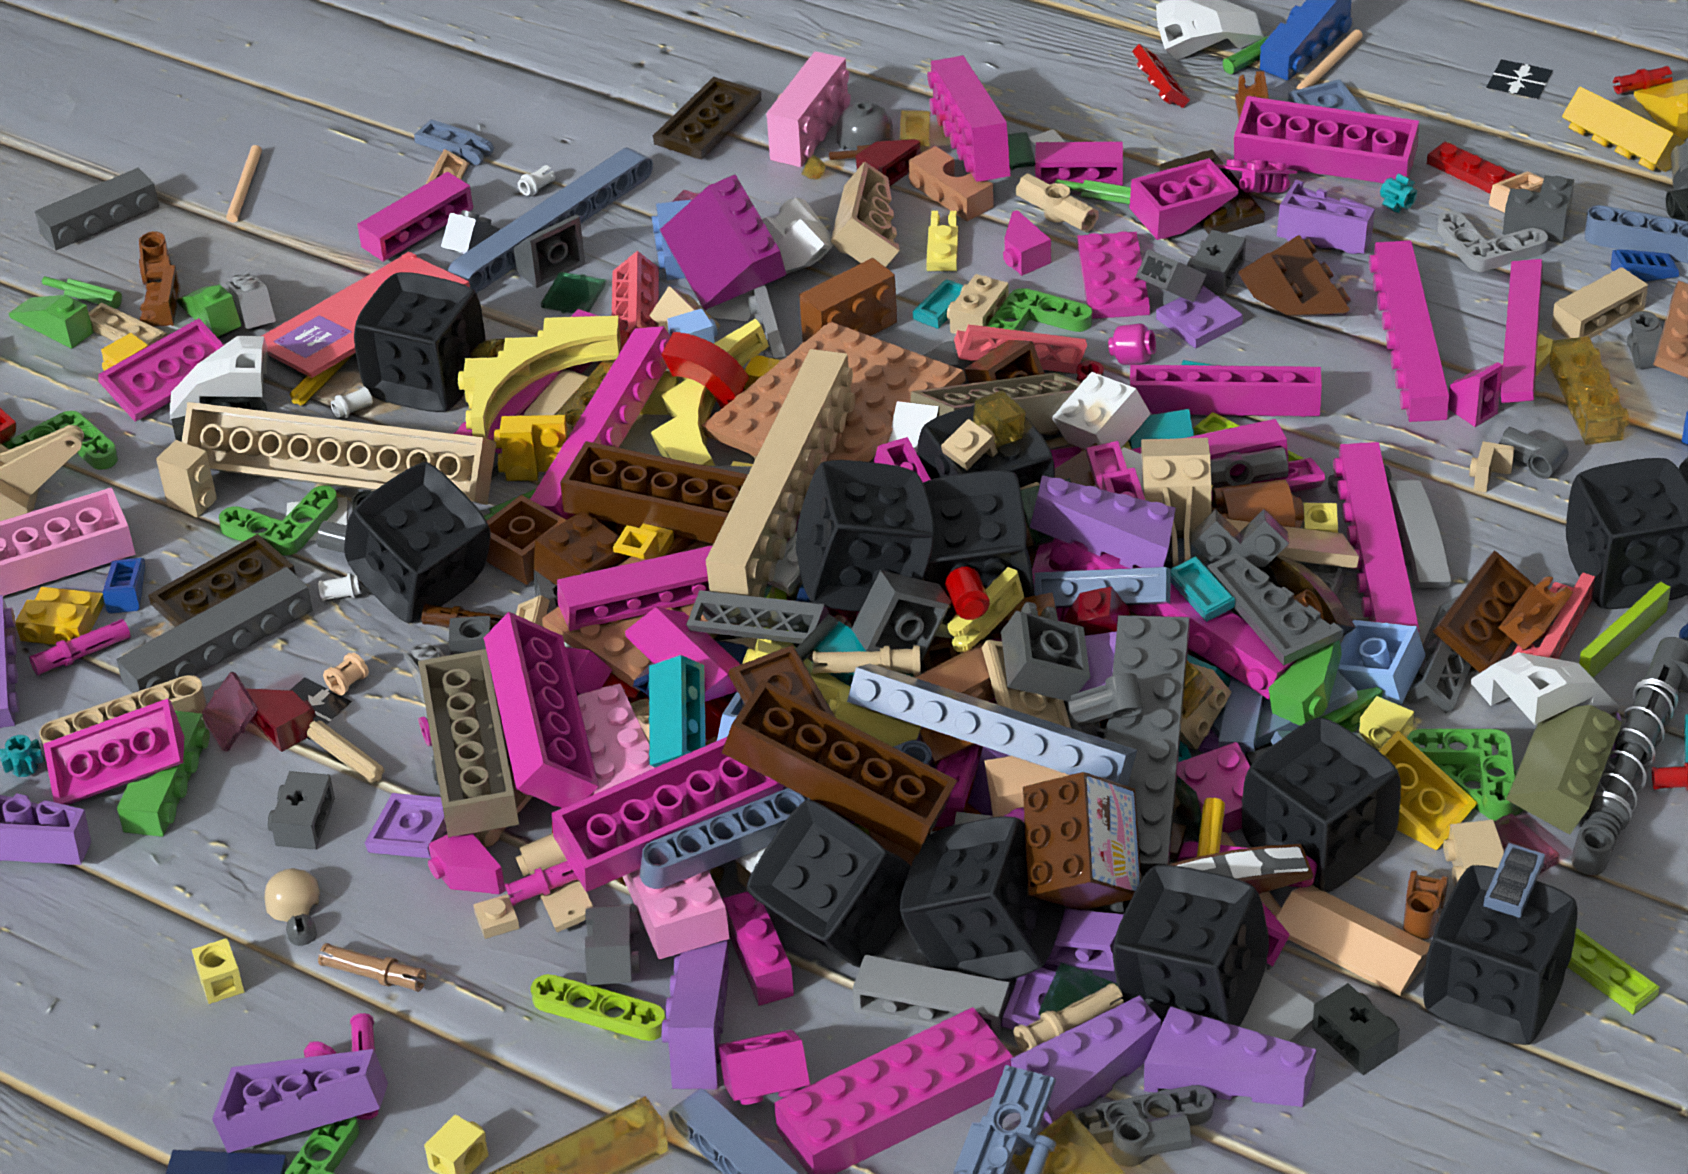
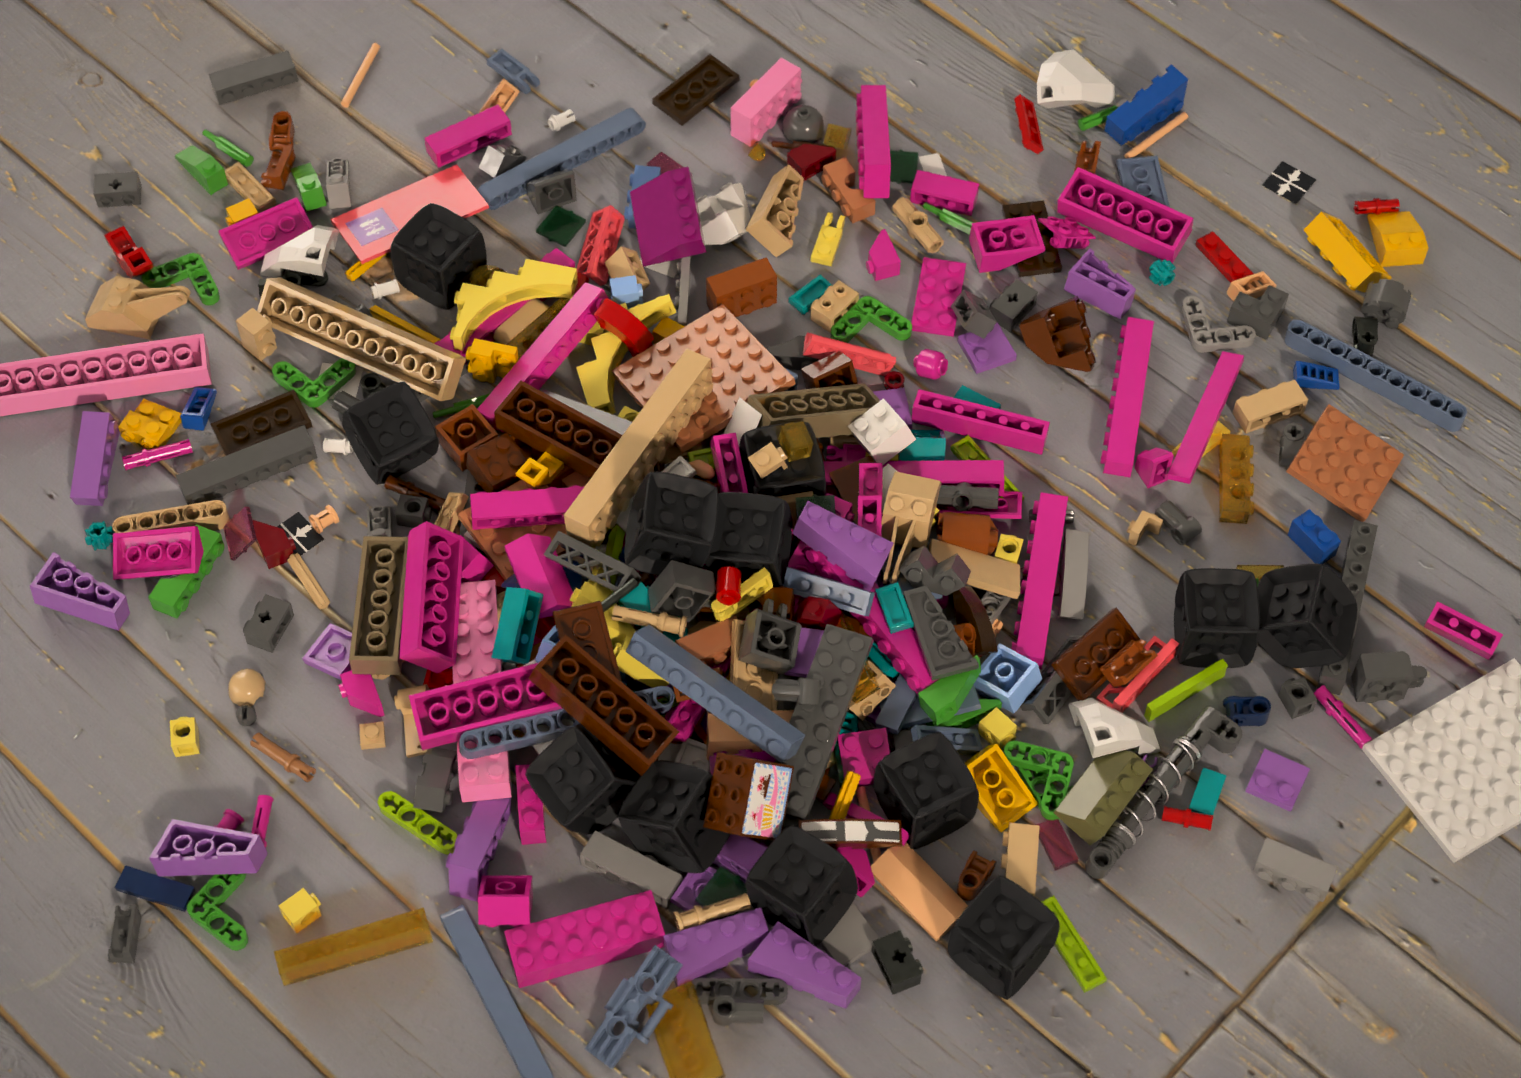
camera: 10 degrees right, 15 degrees up
(540, 882) = (398, 720): dark pink pin -> none
(1514, 880) = (1021, 897): tile -> none

